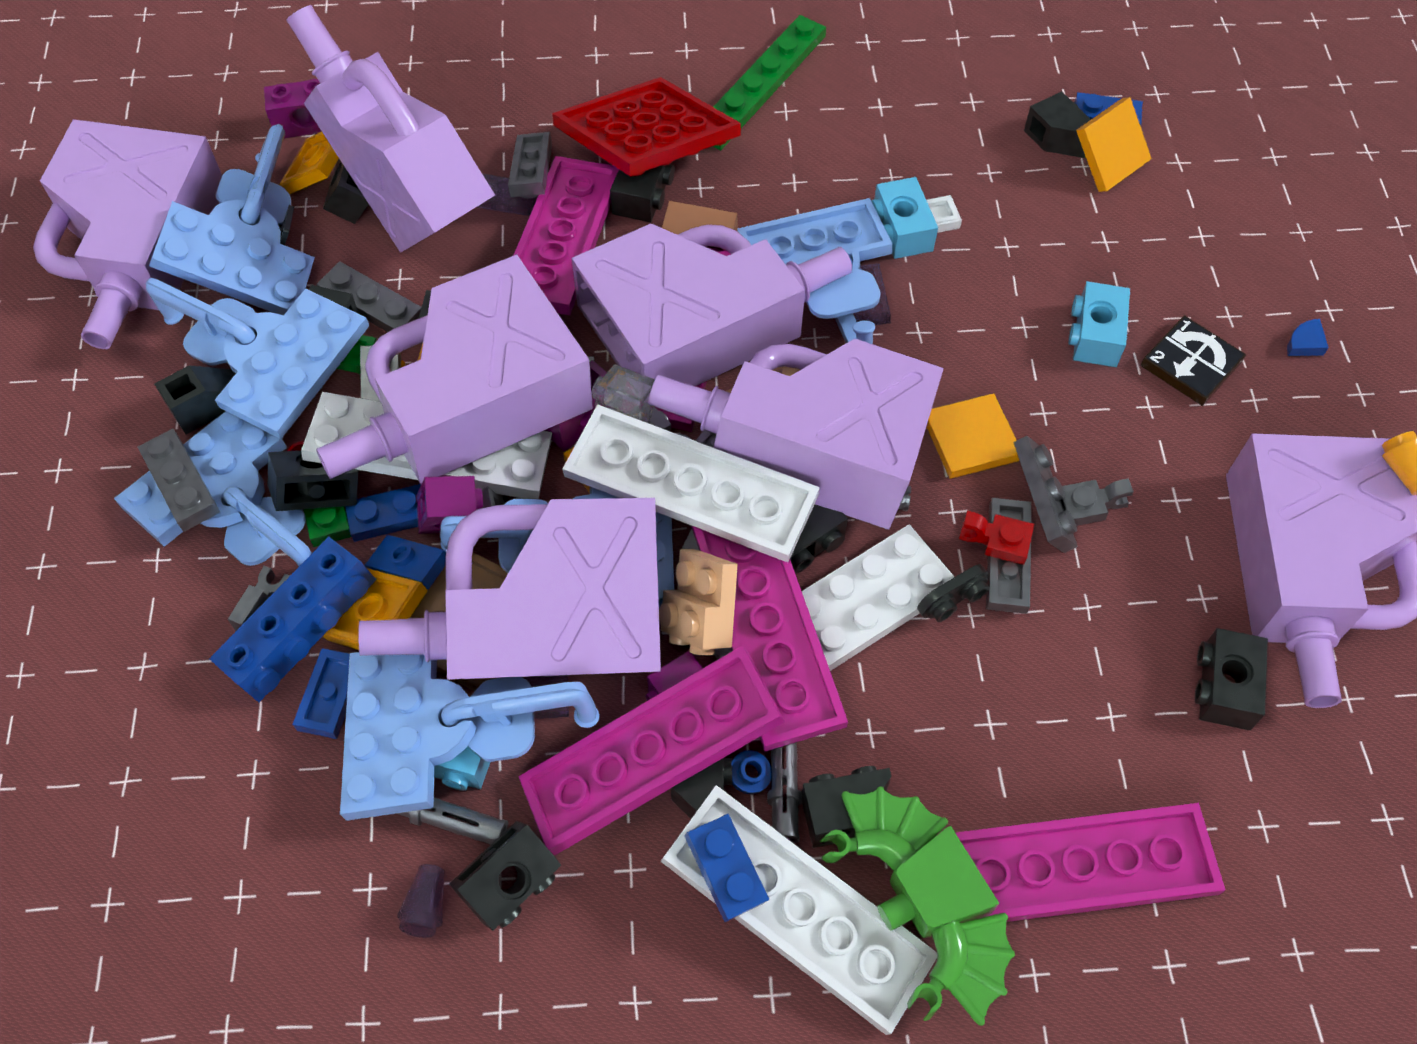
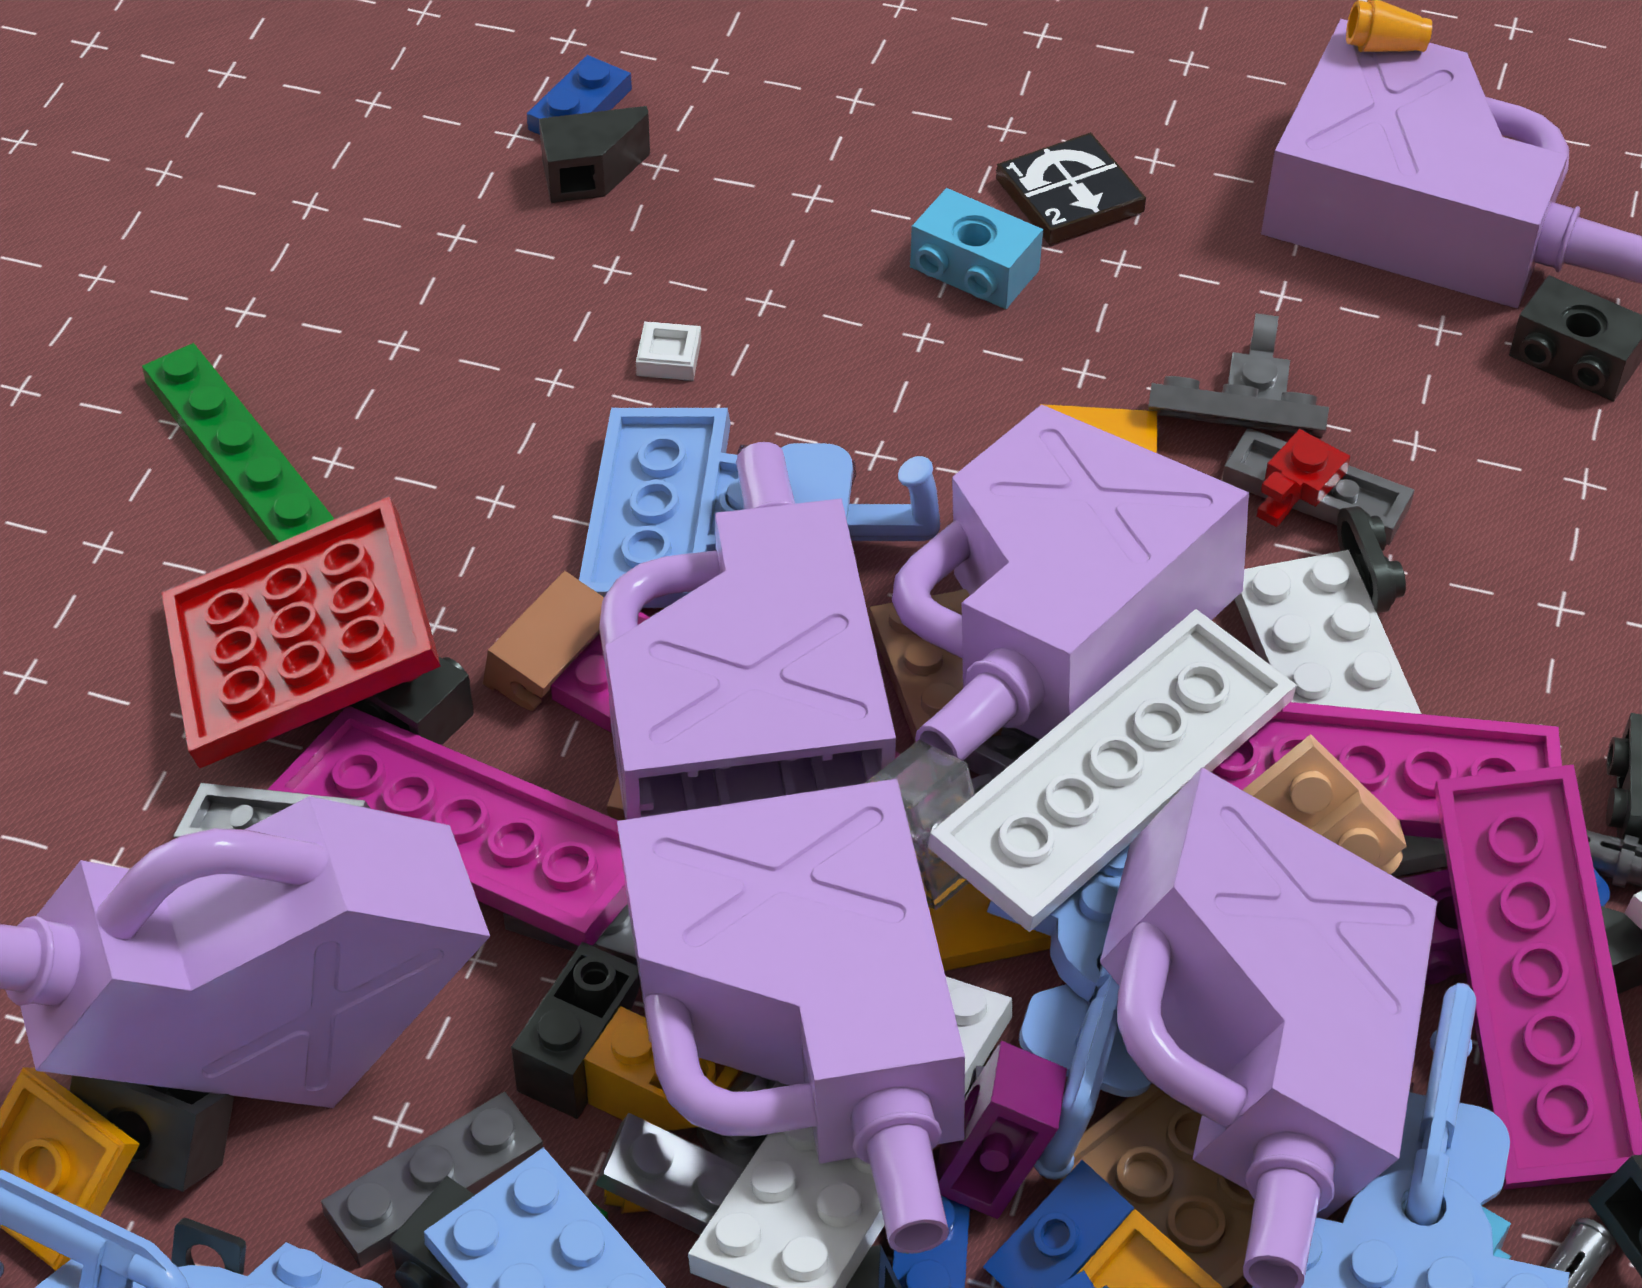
camera: 70 degrees left, 10 degrees down
(906, 217) = (664, 374): medium azure brick -> none
(1114, 144) = (669, 107): light orange tile -> none
(1308, 340) = (1088, 70): blue tile -> none

